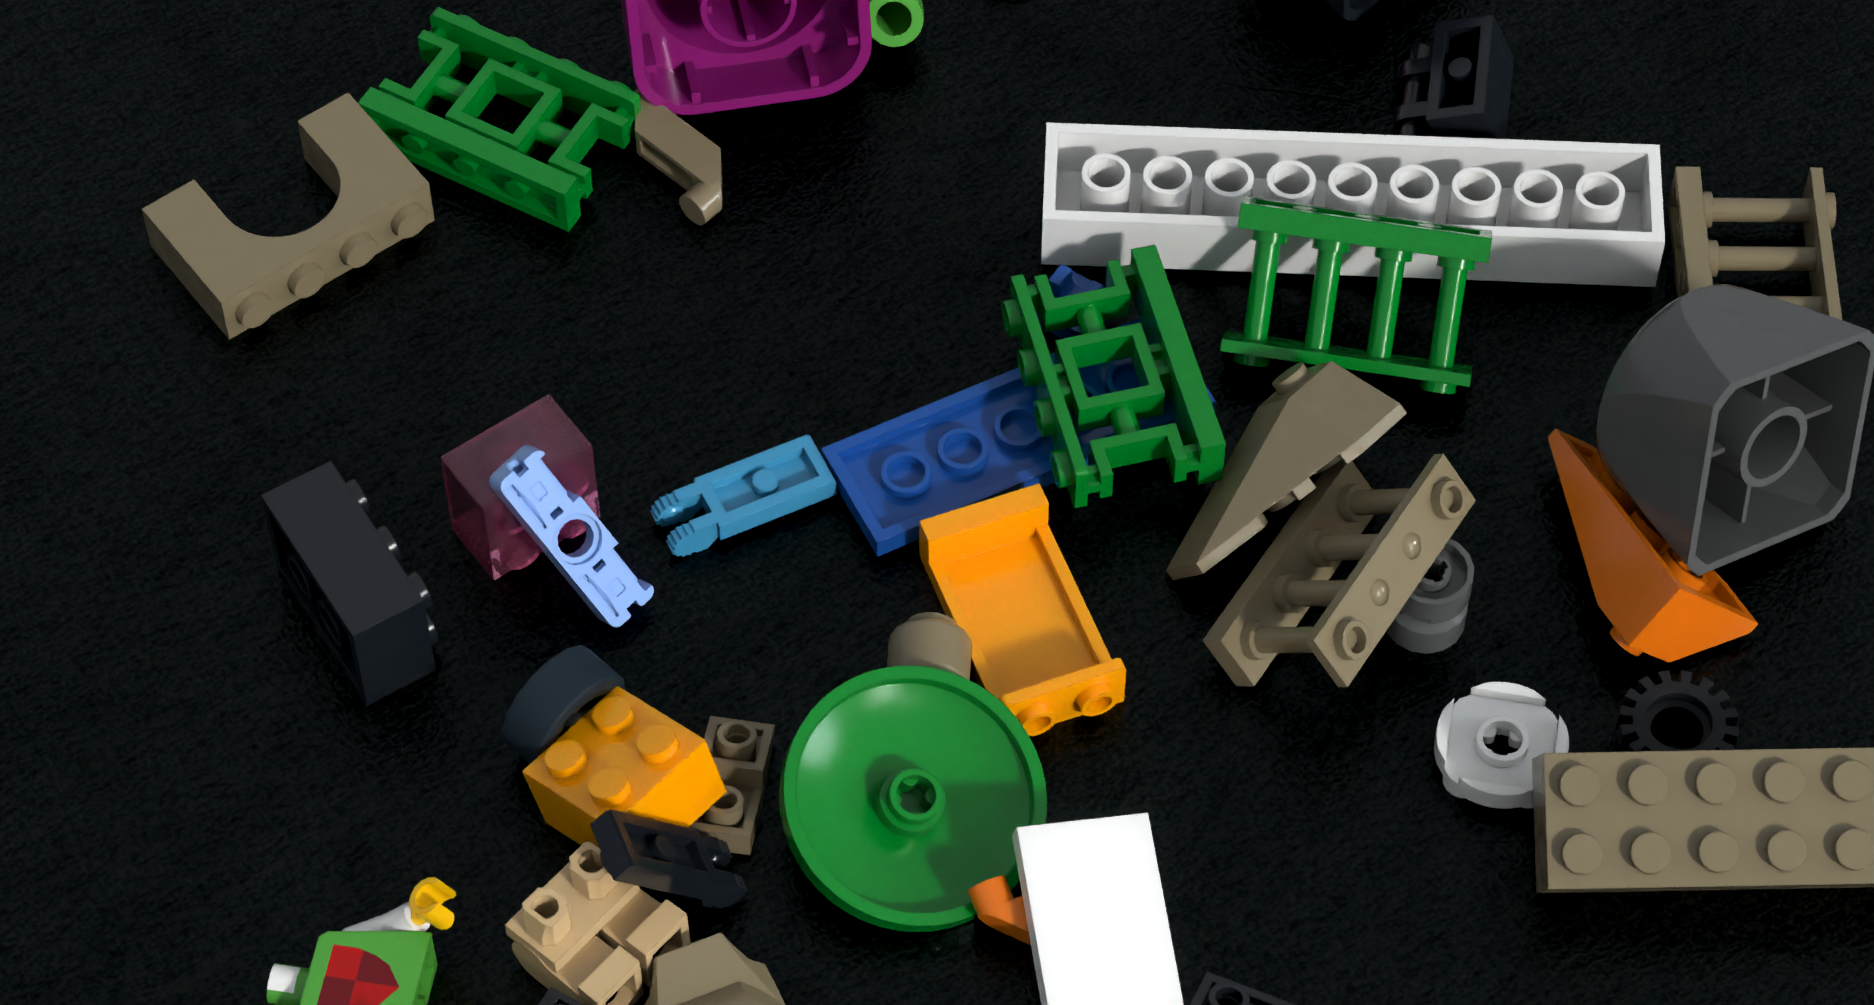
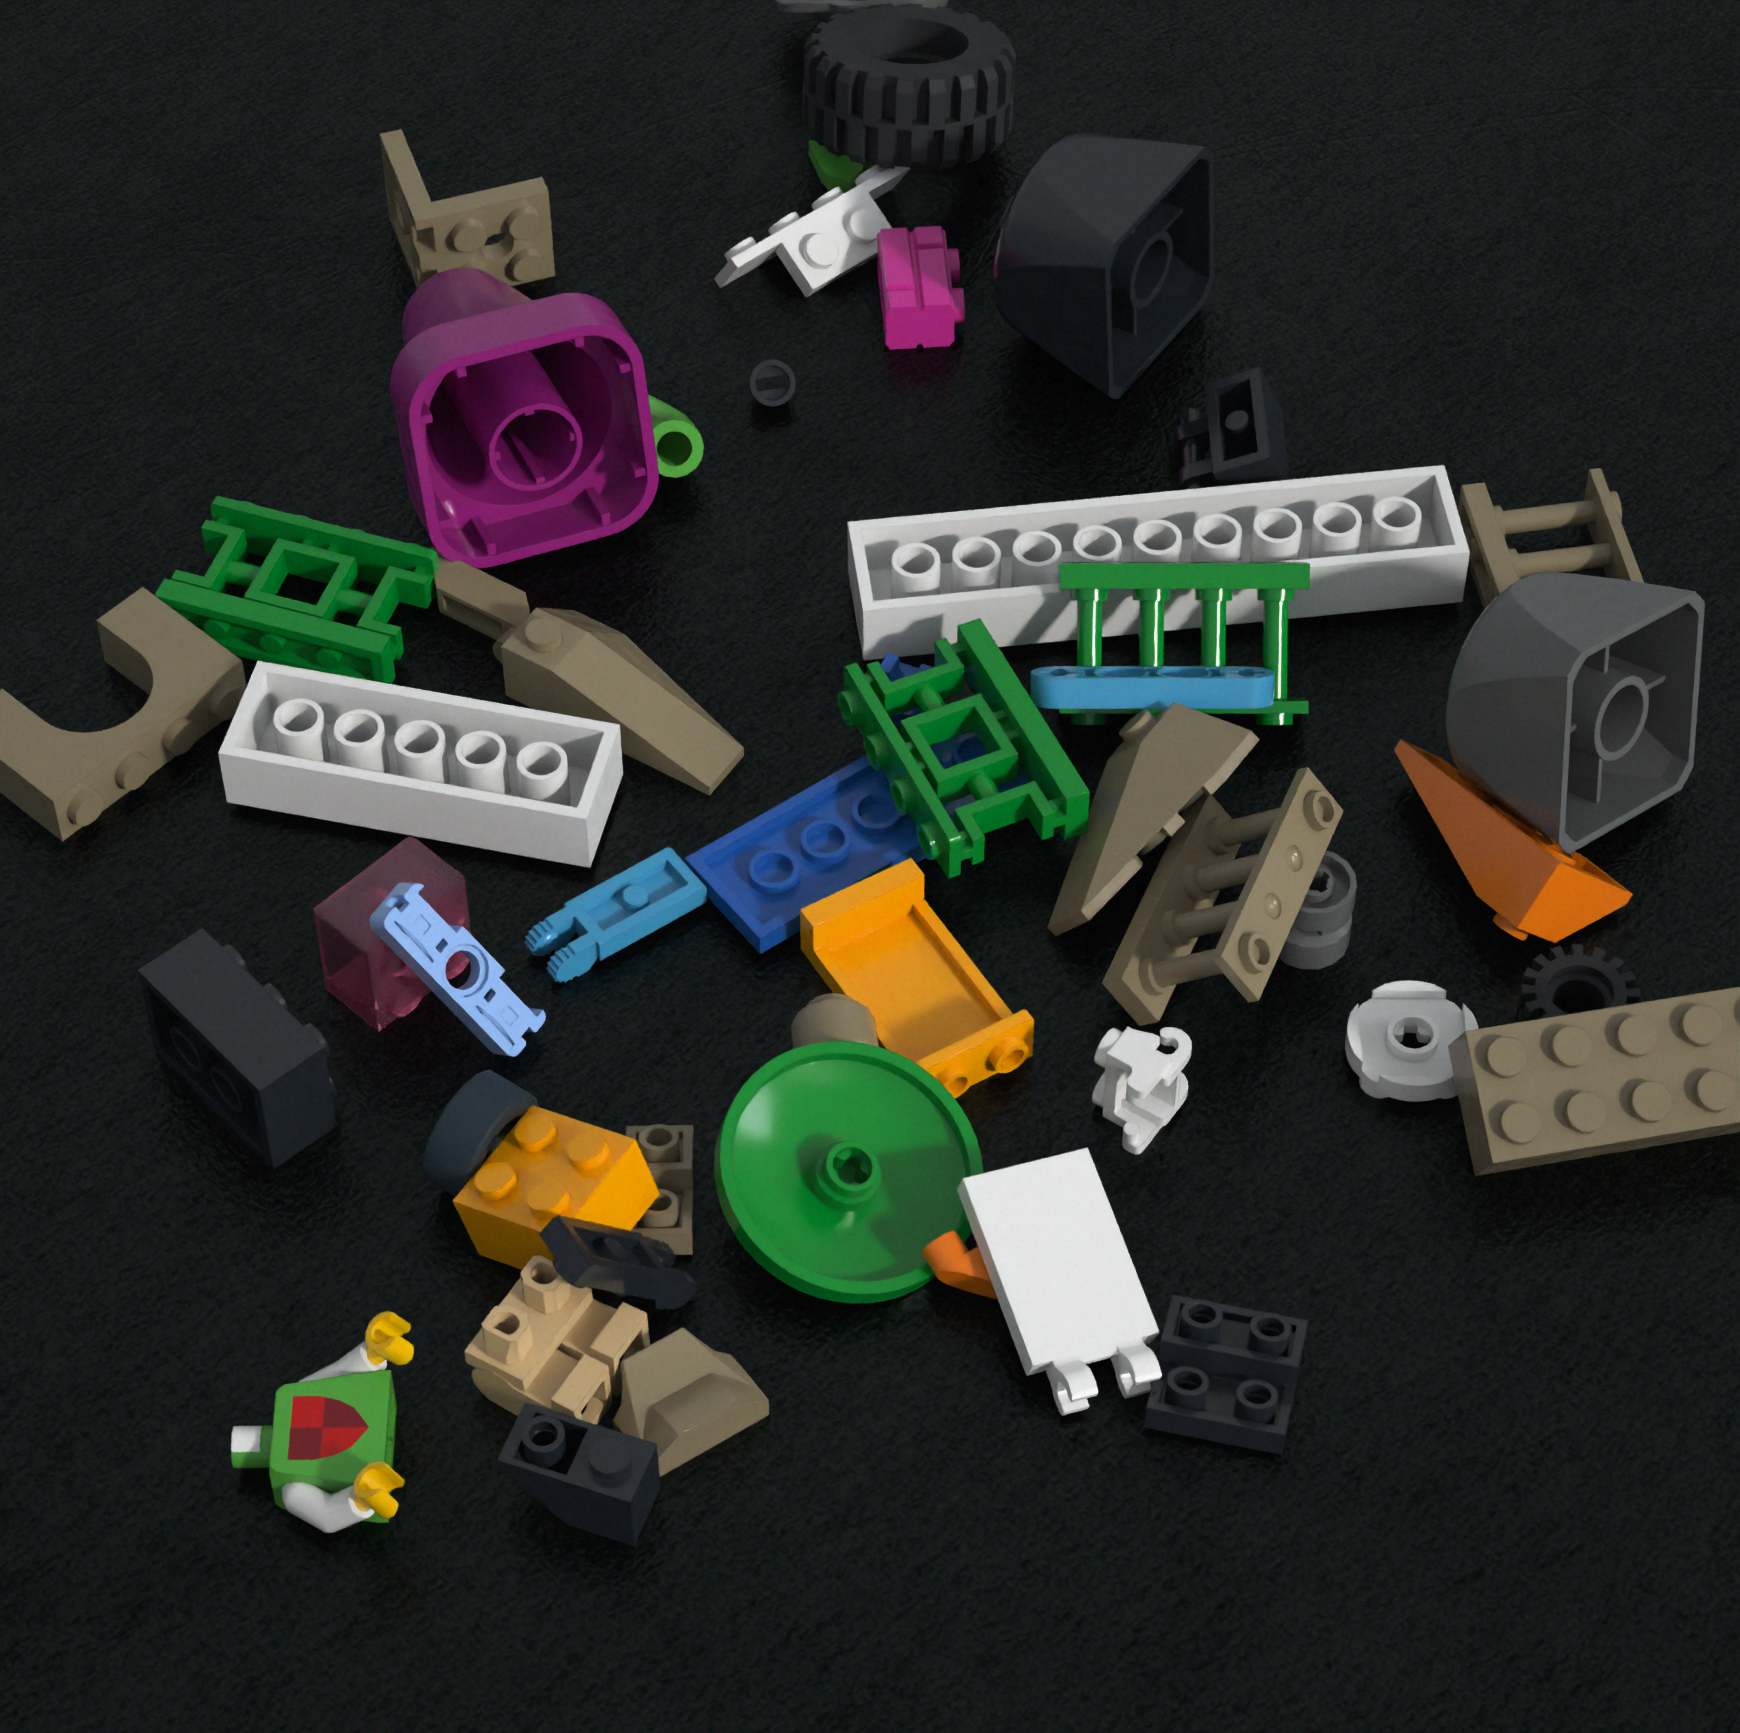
camera: 10 degrees left, 5 degrees down
(584, 314) = (422, 763): none -> white brick
(790, 265) = (596, 673): none -> dark tan wedge
(1218, 752) = (1140, 1083): none -> white piece
(1315, 339) = (1152, 687): none -> dark azure beam

